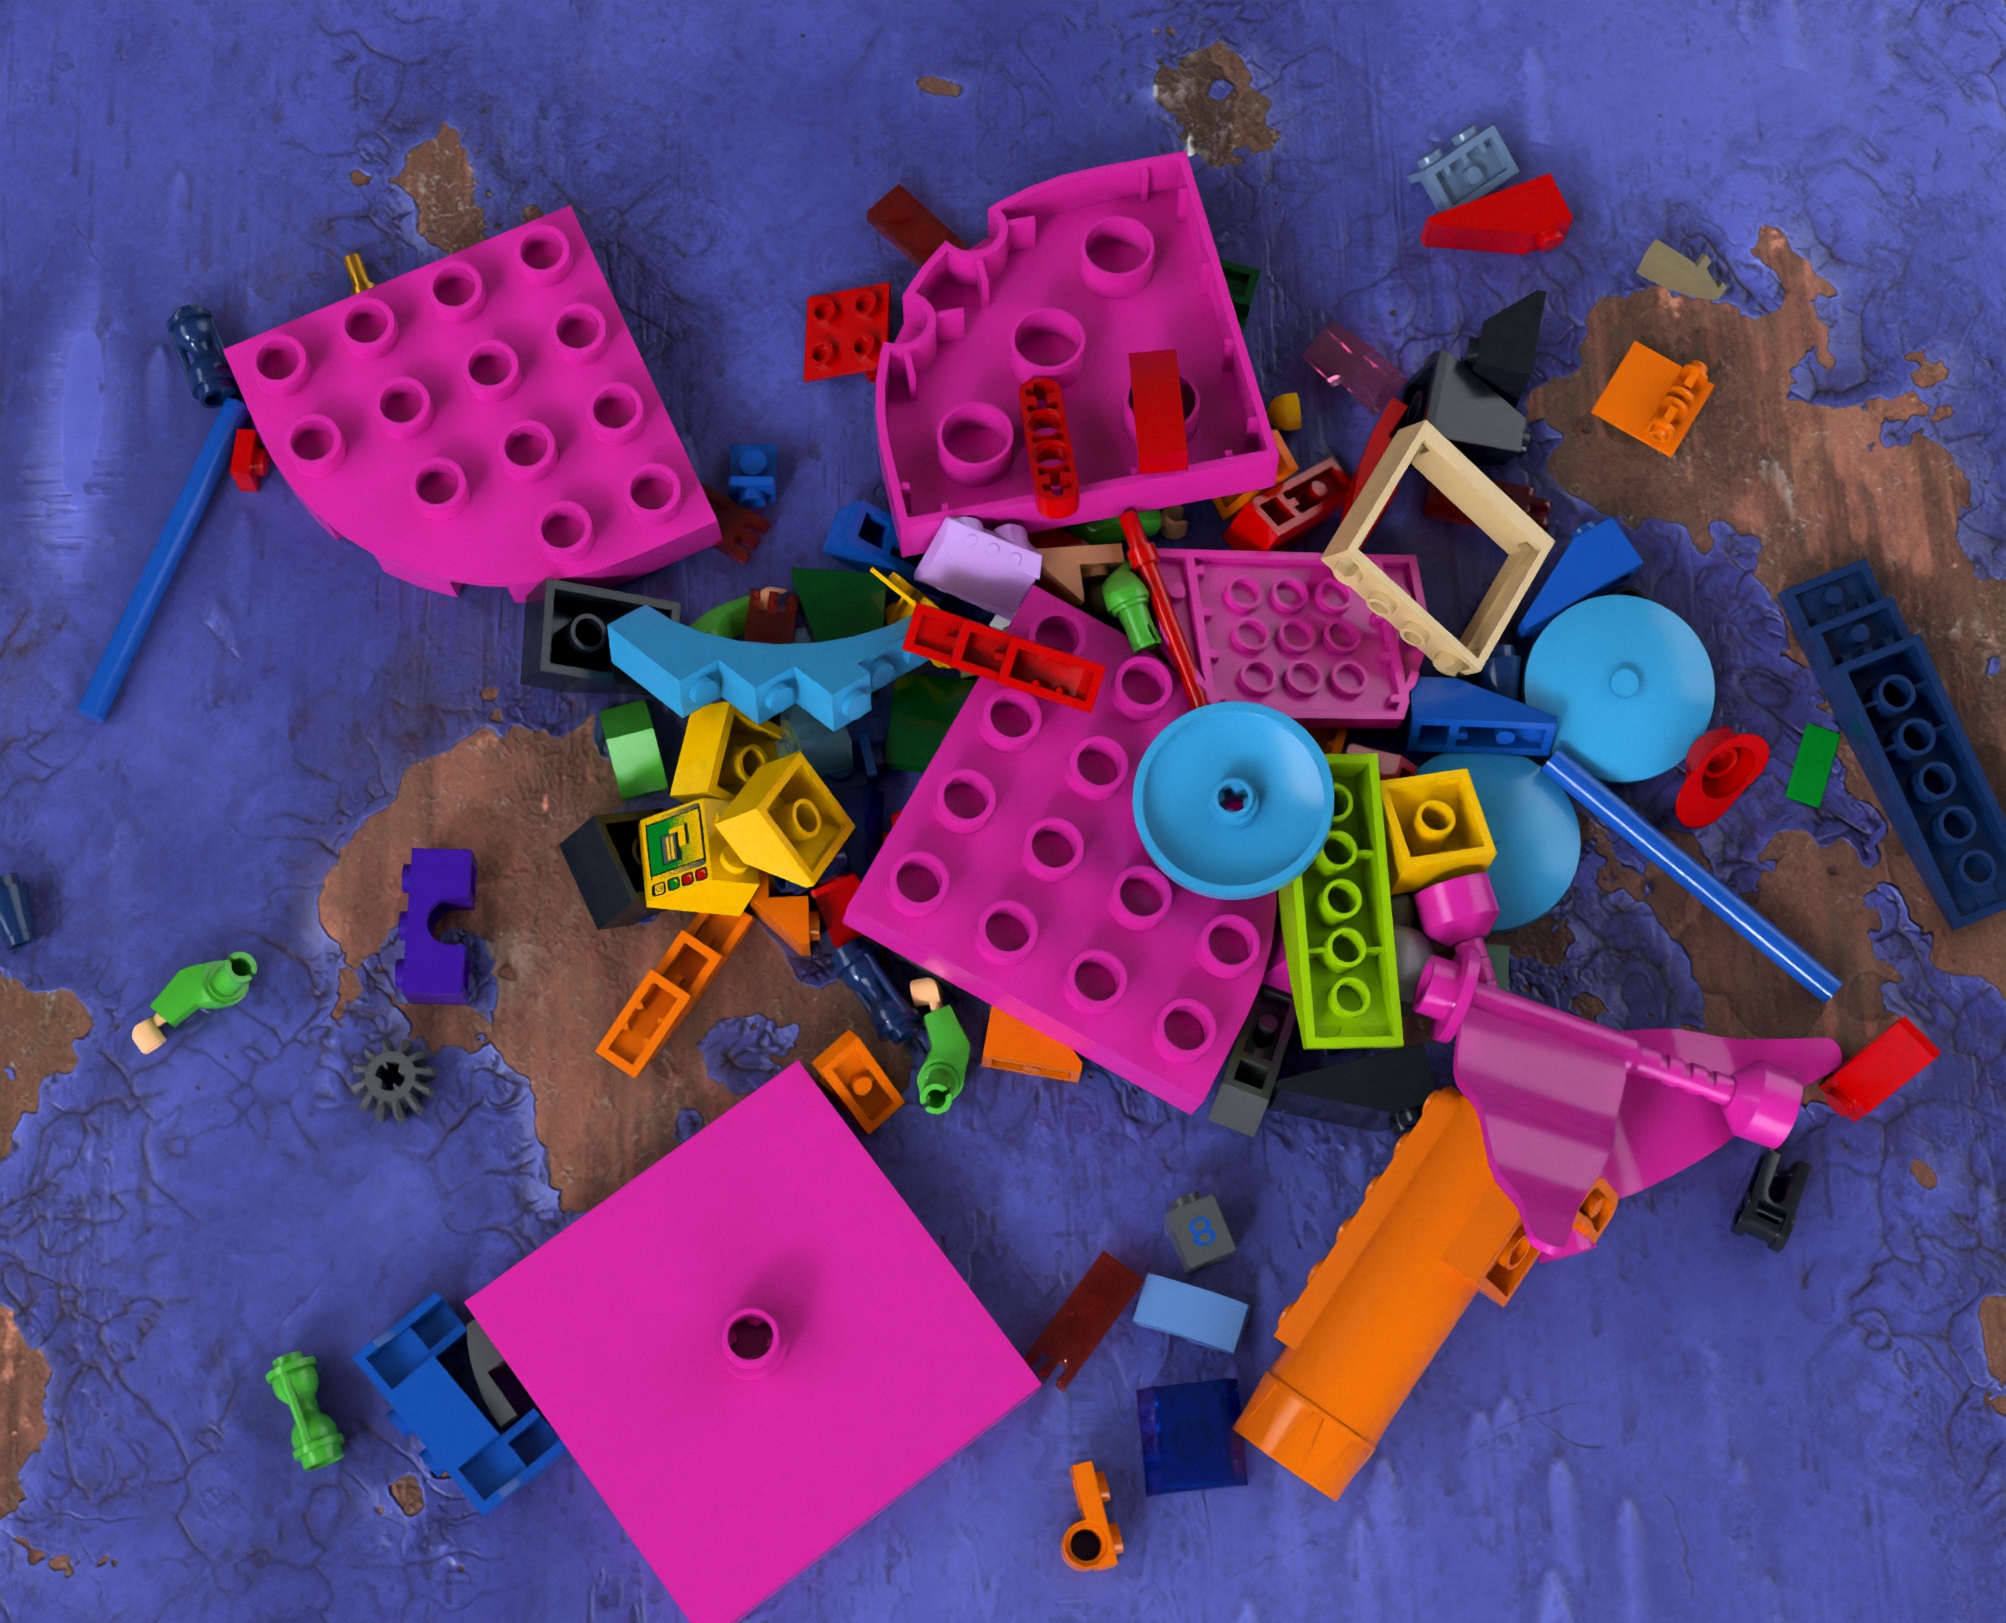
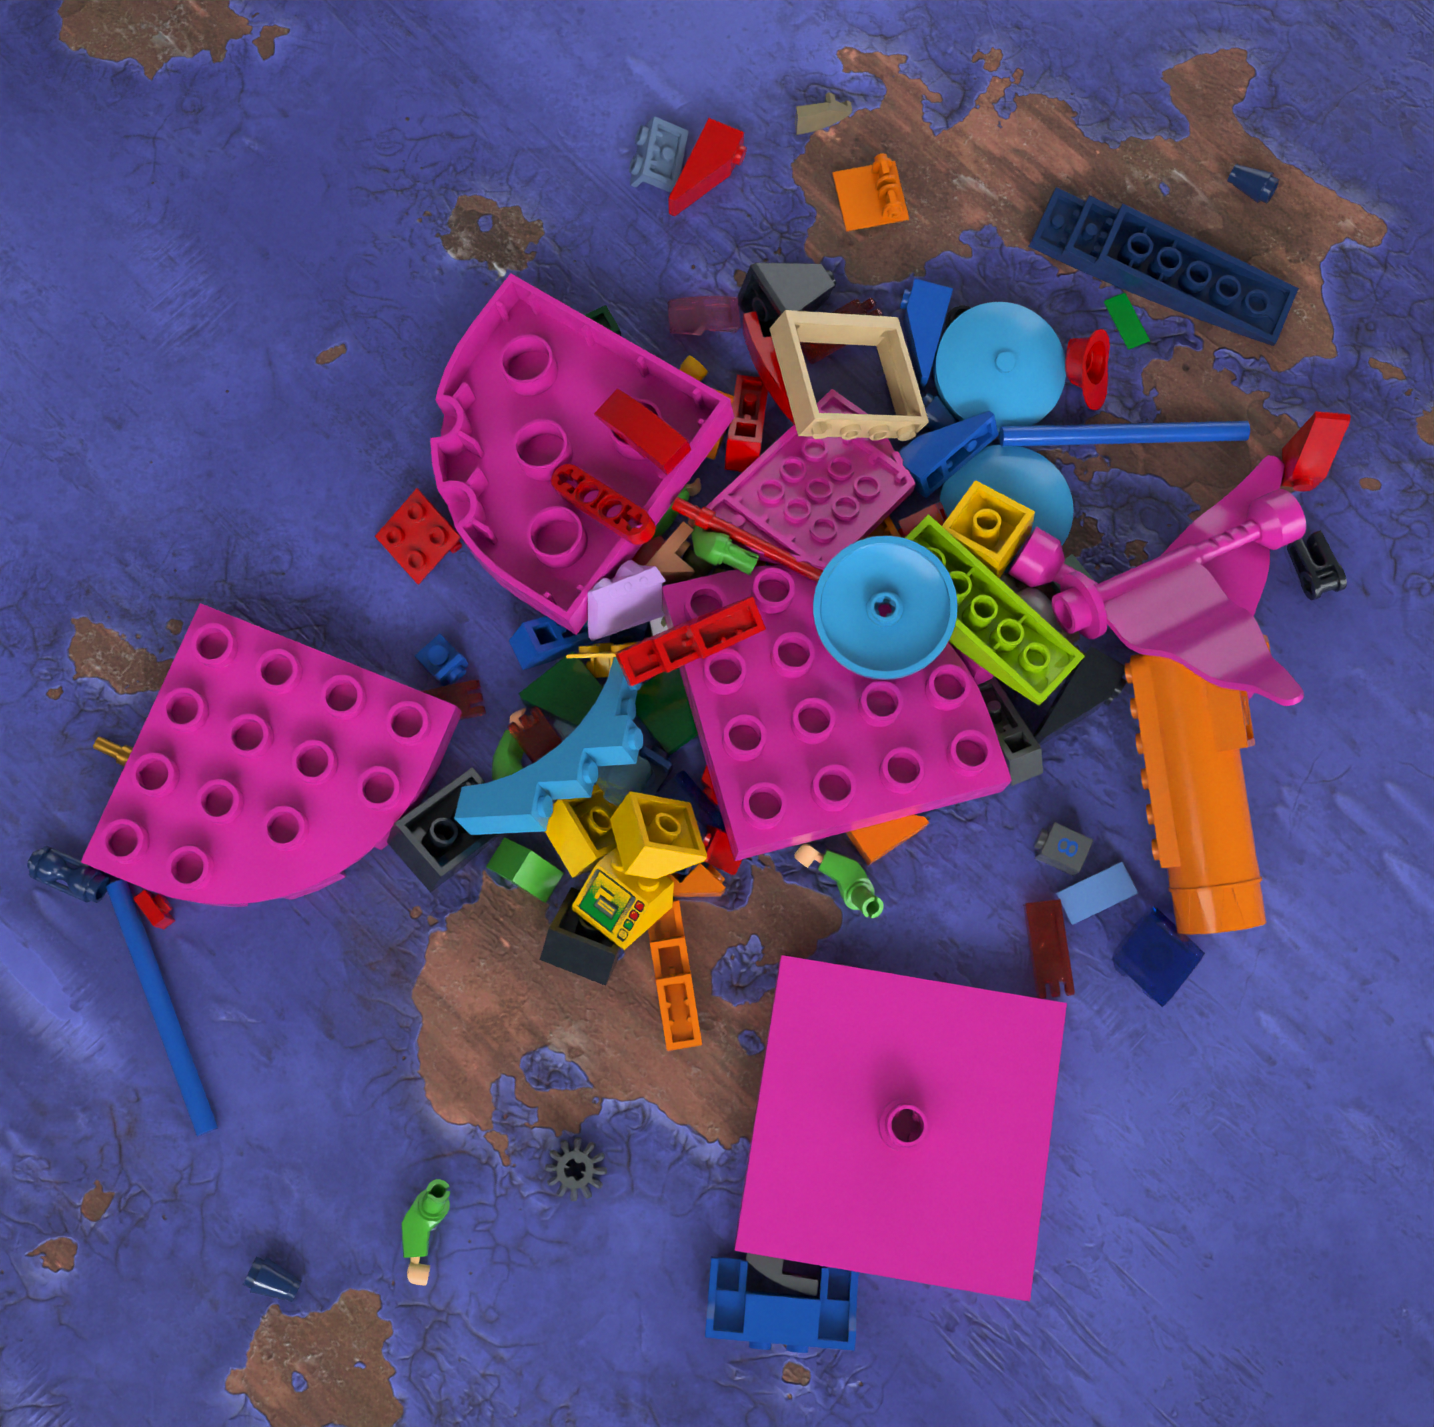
camera: 40 degrees left, 5 degrees up
(314, 1433) = (719, 1393): bright green piece -> none
(436, 885) = (493, 1042): dark purple arch -> none
(857, 1082) = (819, 936): orange slope -> none
(865, 975) = (765, 876): dark blue piece -> none
(910, 226) = (398, 447): clear red hinge -> none
(1091, 1492) = (1137, 1033): orange plate -> none
(1507, 347) = (781, 233): black slope -> none

